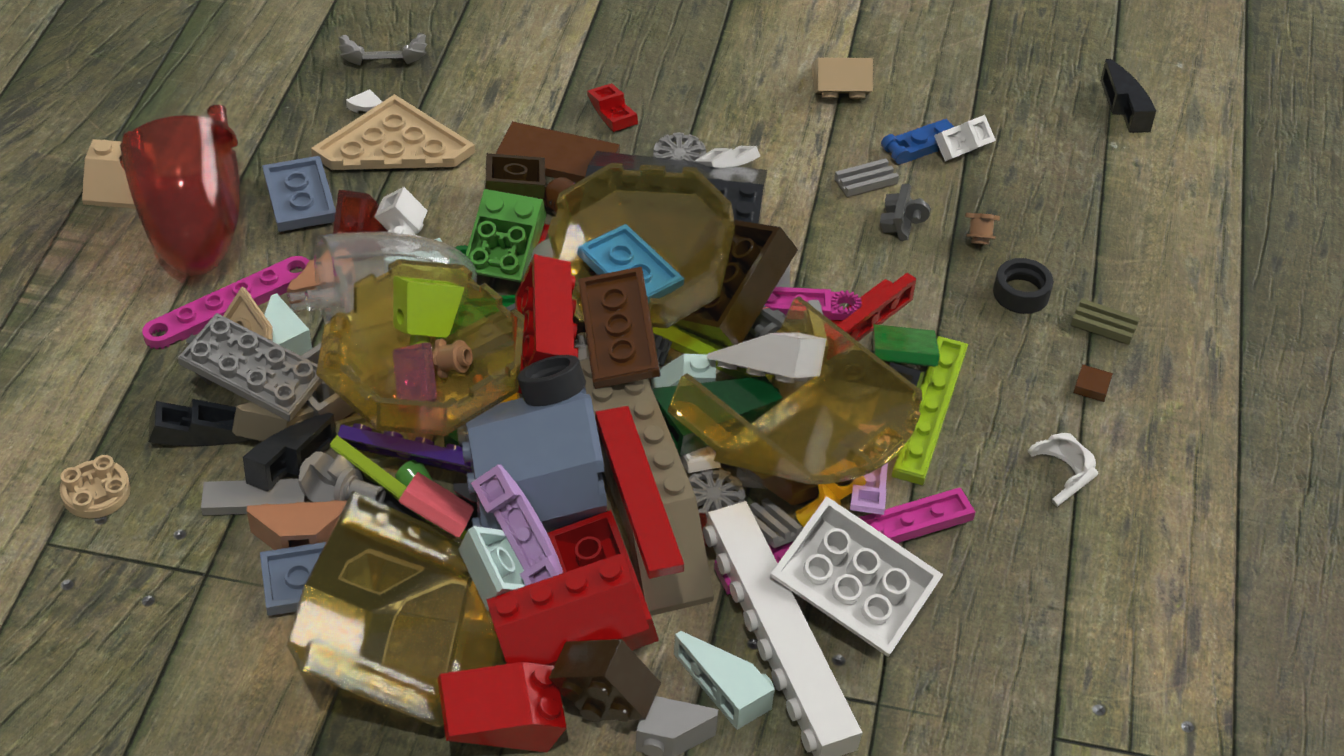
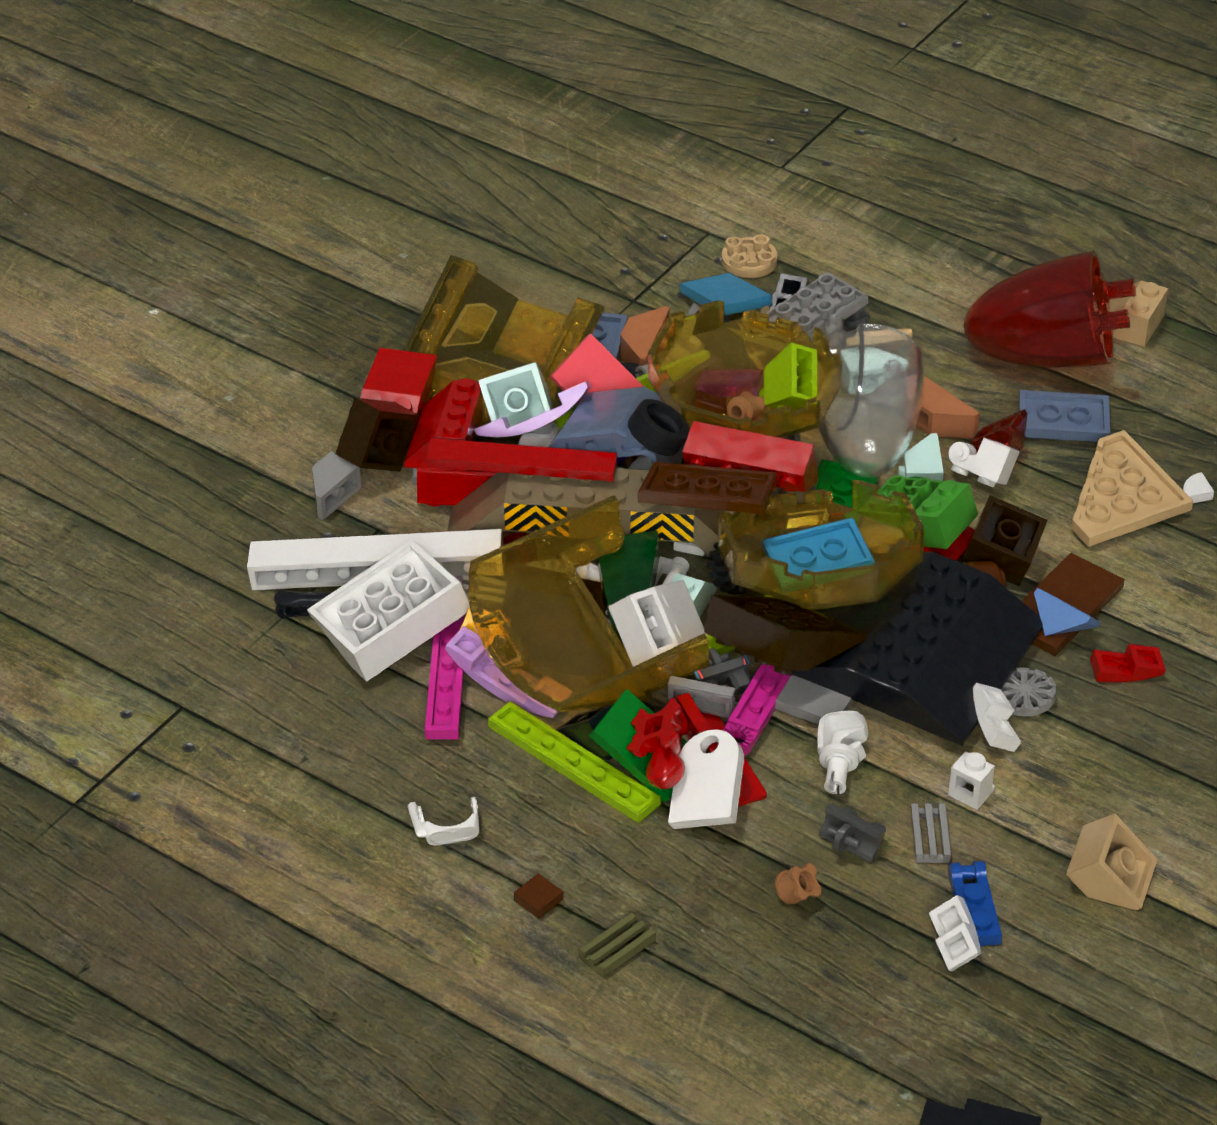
camera: 115 degrees right, 5 degrees down
(194, 473) = (734, 291): none -> dark azure tile
(196, 314) = (937, 357): dark pink plate -> none
(452, 387) = (709, 402): none -> reddish brown tile
(585, 139) = (1060, 616): none -> medium blue slope
(727, 679) = (360, 517): light aqua slope -> none
(805, 157) = (974, 770): none -> white brick
(821, 238) = (841, 746): none -> white piece
(862, 681) = (296, 603): none -> black bar
(910, 316) = (661, 736): none -> red animal
(922, 296) = (710, 782): none -> white tile
(1017, 300) = (697, 911): black tyre -> none

